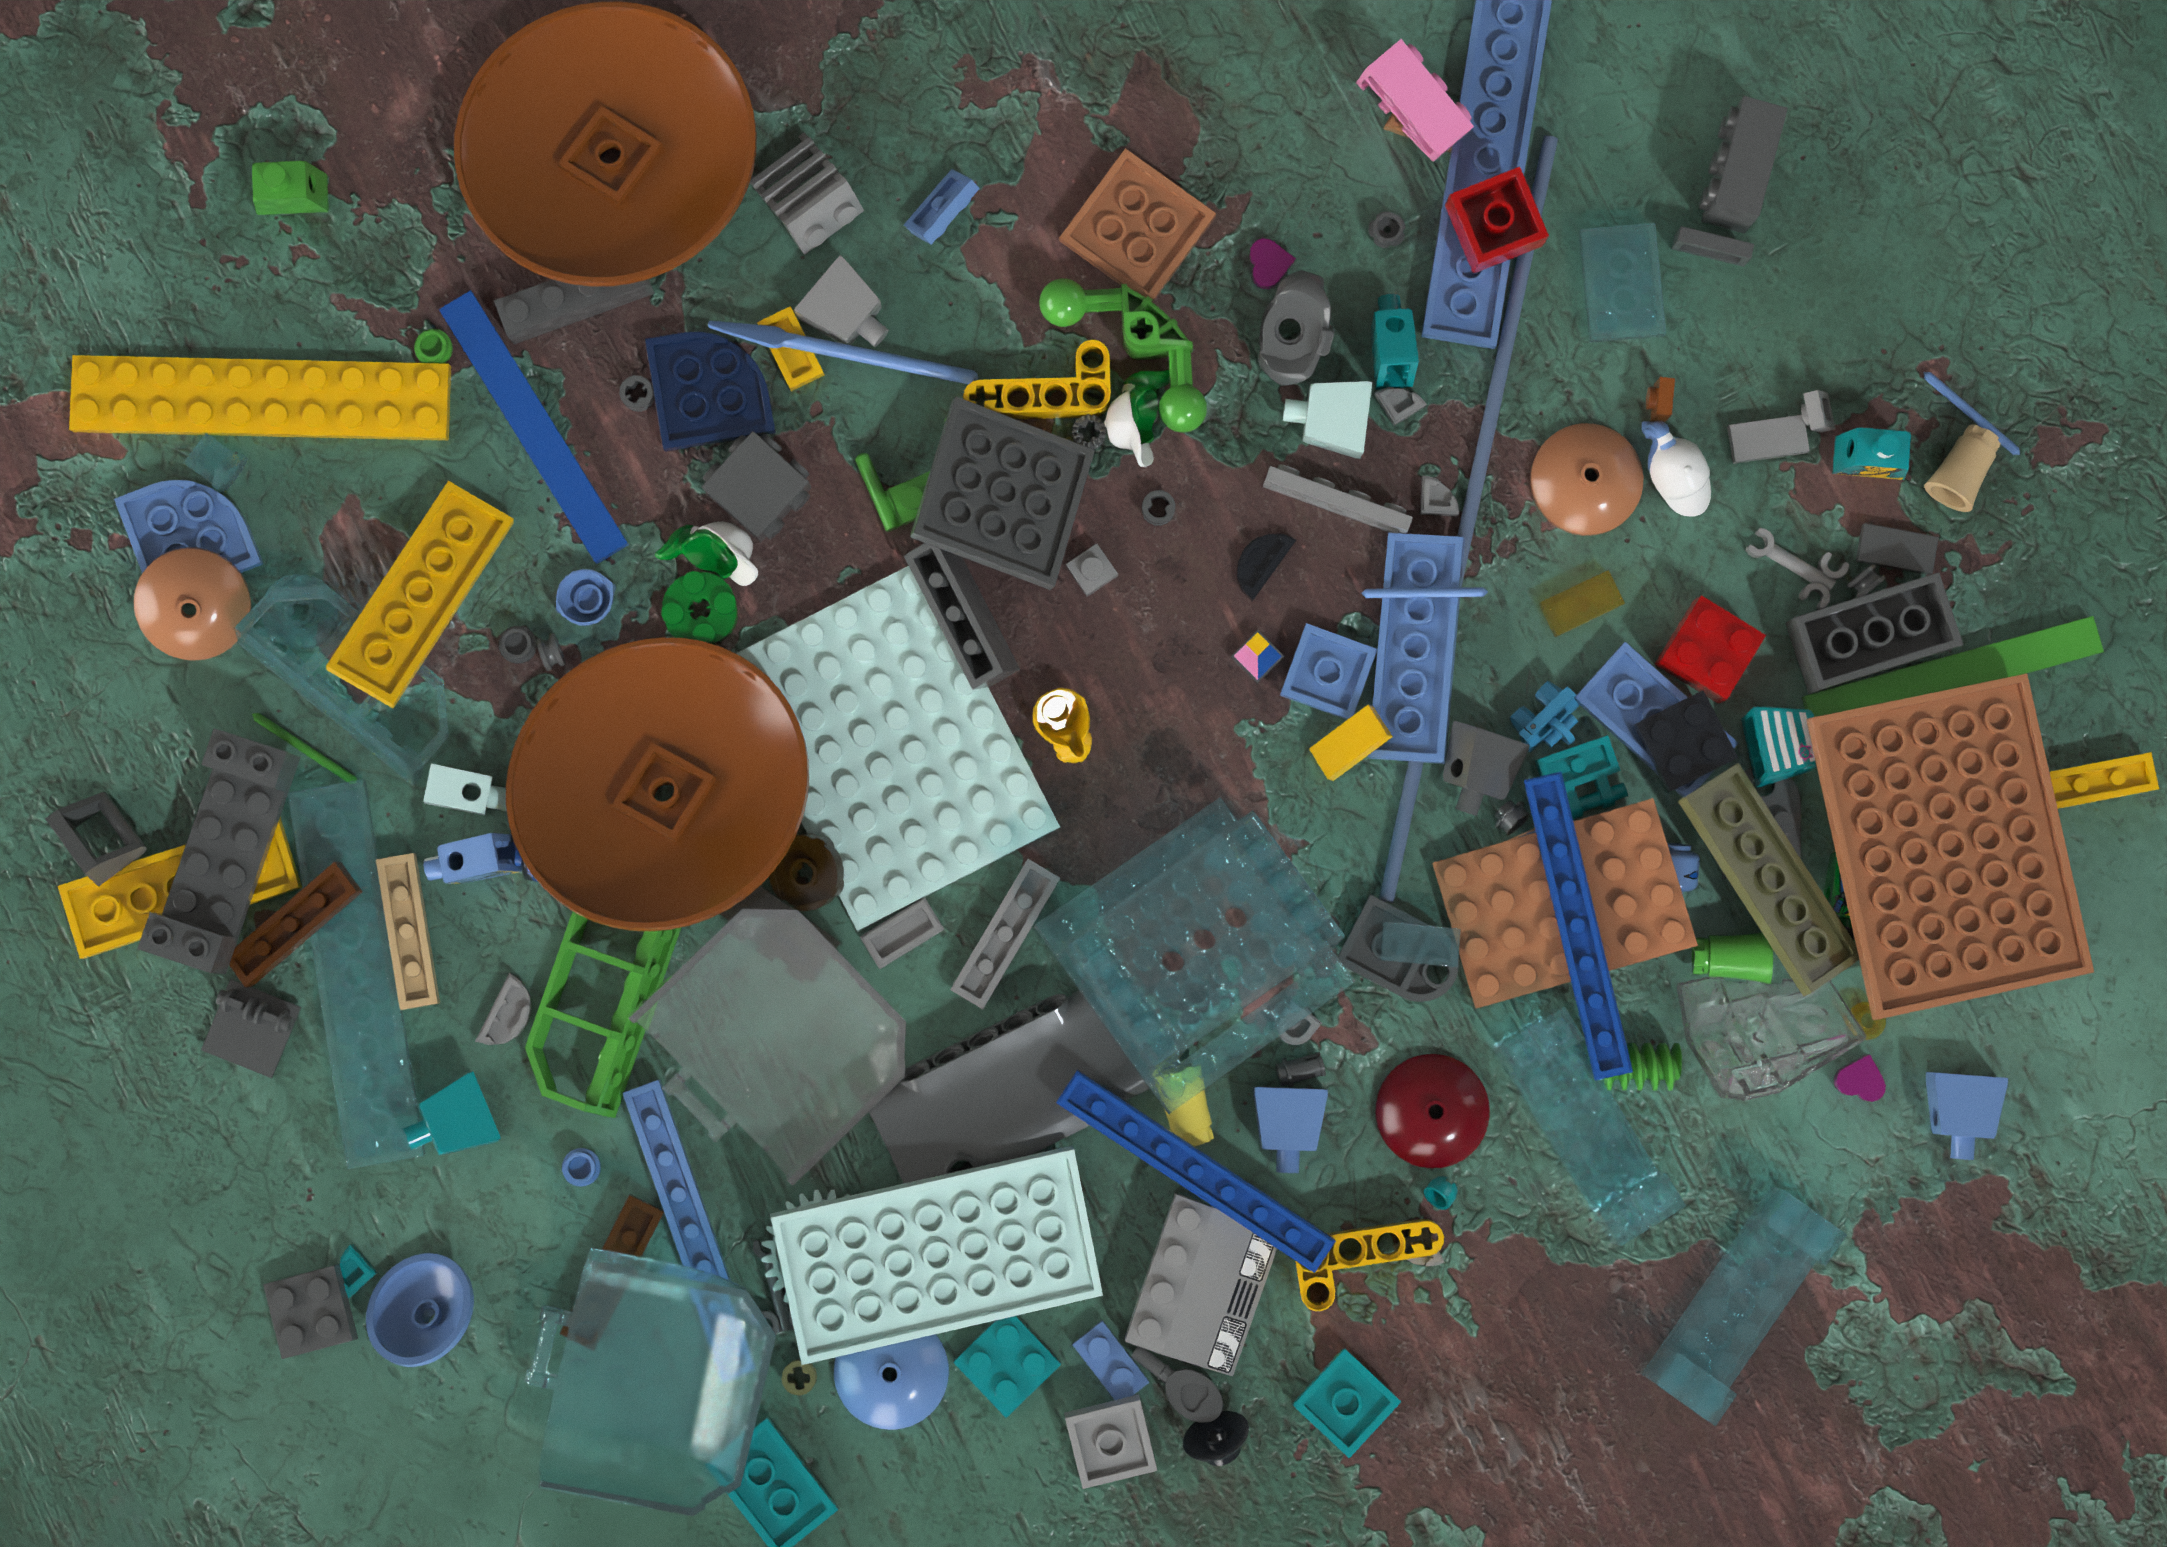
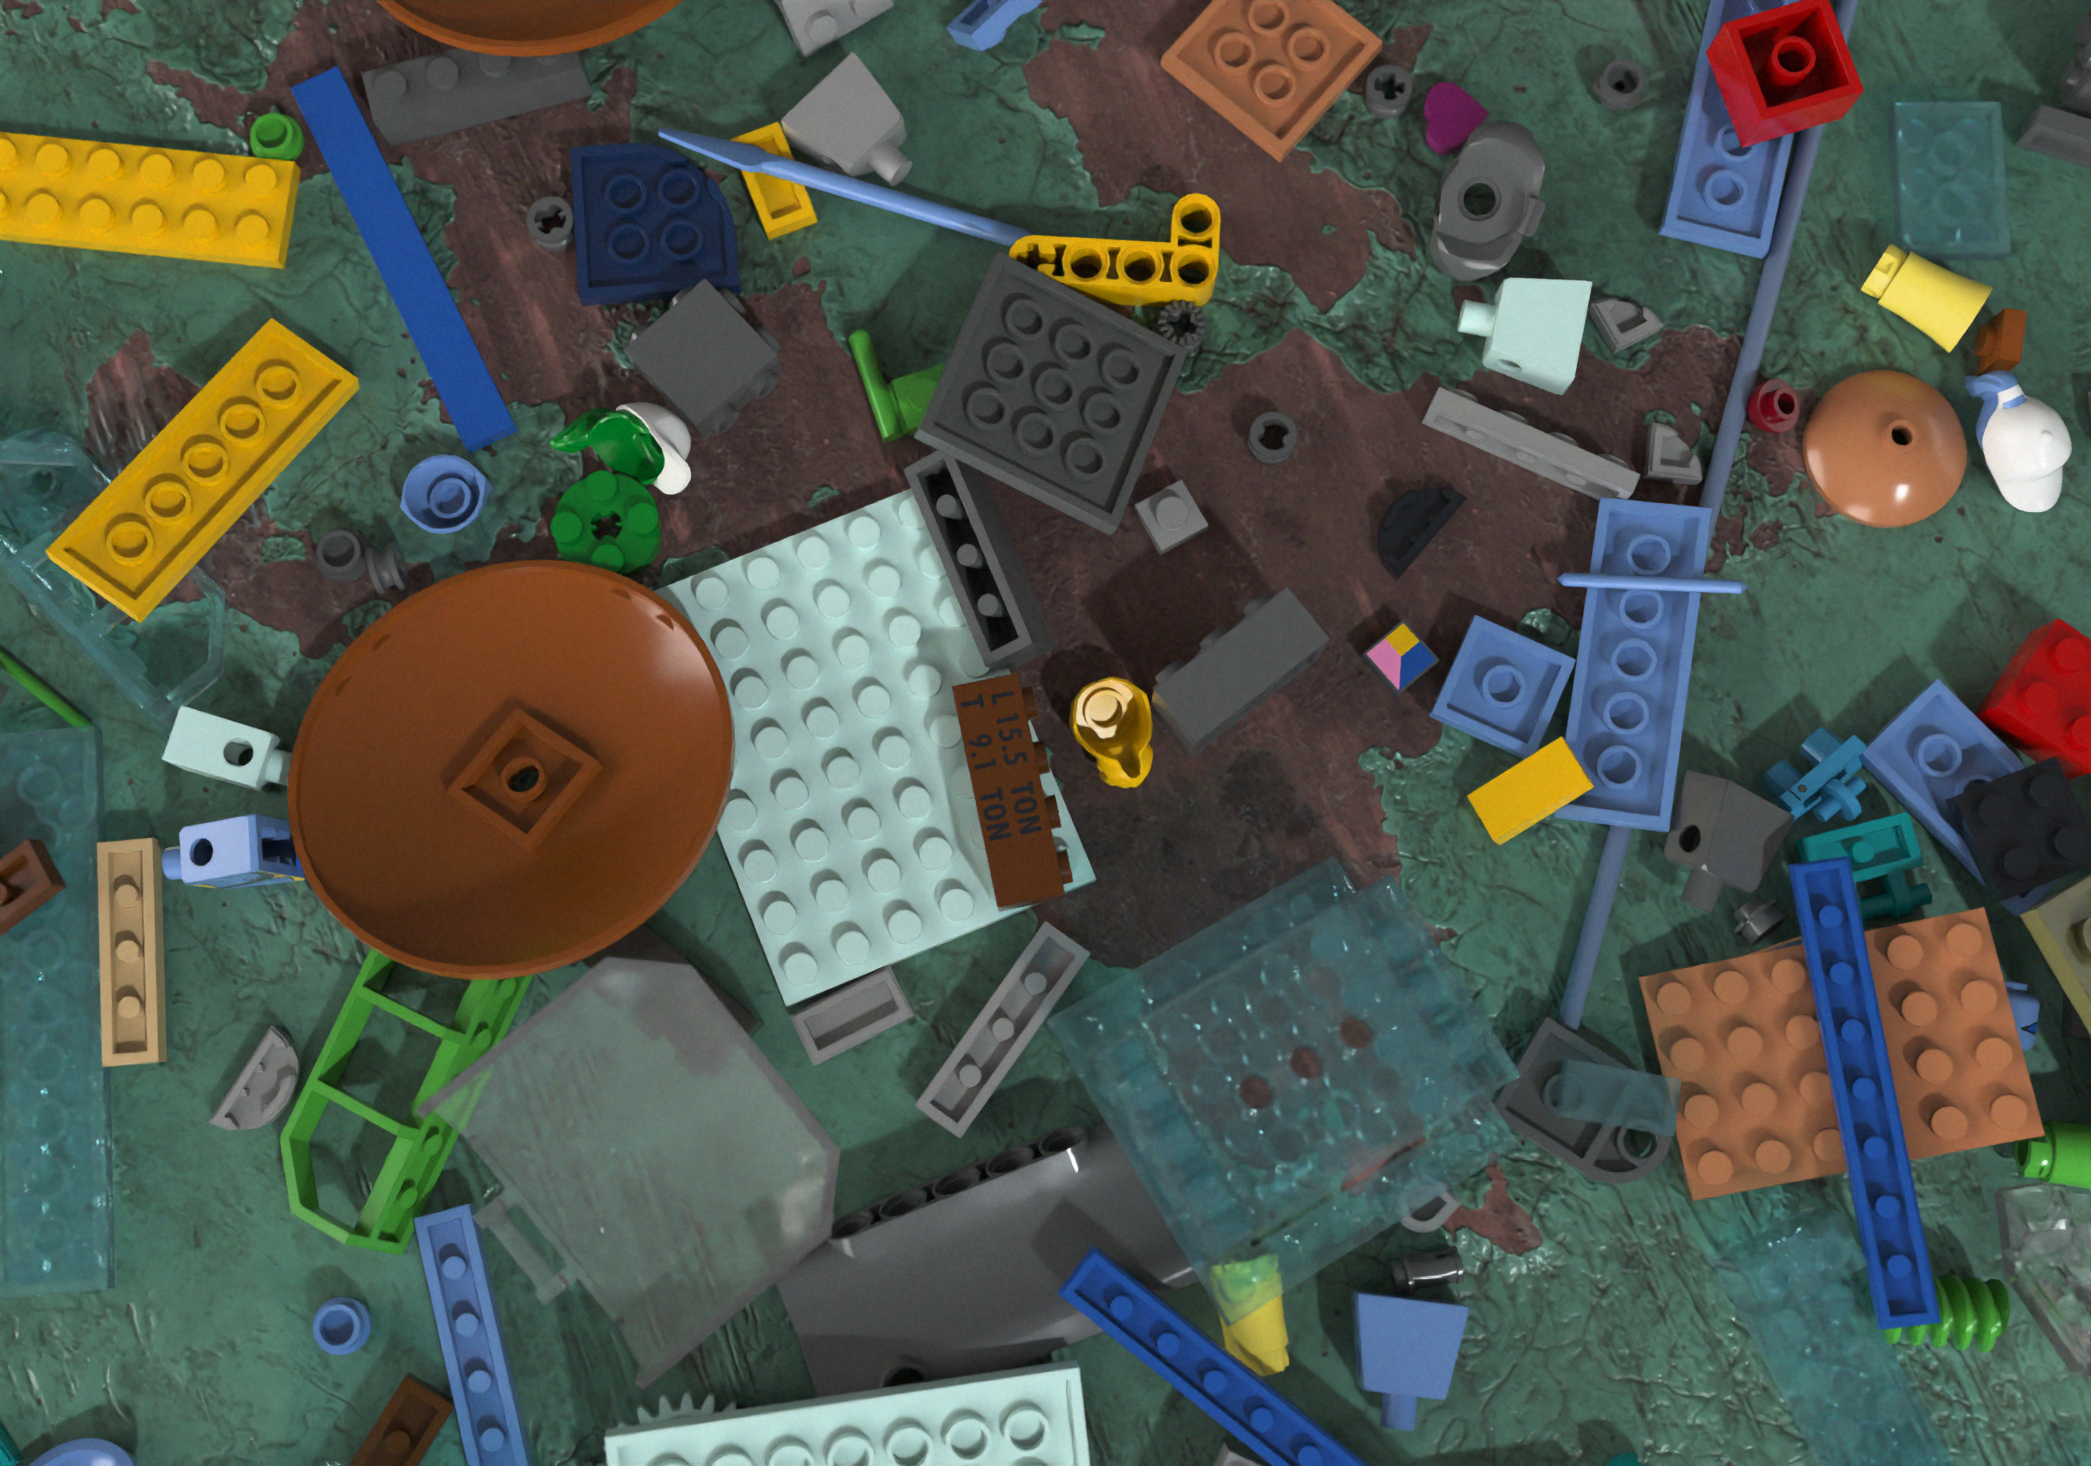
camera: 10 degrees right, 5 degrees down
(454, 1119) = (158, 1237): teal torso -> none
(826, 878) = (748, 907): dark brown plate -> none
(995, 773) = (1009, 791): none -> reddish brown brick
(1134, 412) = (1249, 301): hair -> none
(1144, 677) = (1236, 670): none -> dark grey brick
(1182, 405) = (1276, 199): bright green piece -> none
(1231, 239) = (1401, 84): none -> dark grey bush
(1393, 344) = (1624, 237): teal torso -> none
(1405, 1103) = (1580, 1343): dark red dish -> none
(1498, 457) = (1773, 407): none -> dark red plate
(1581, 603) = (1872, 621): clear yellow plate -> none
(1607, 369) = (1926, 295): none -> light yellow plant

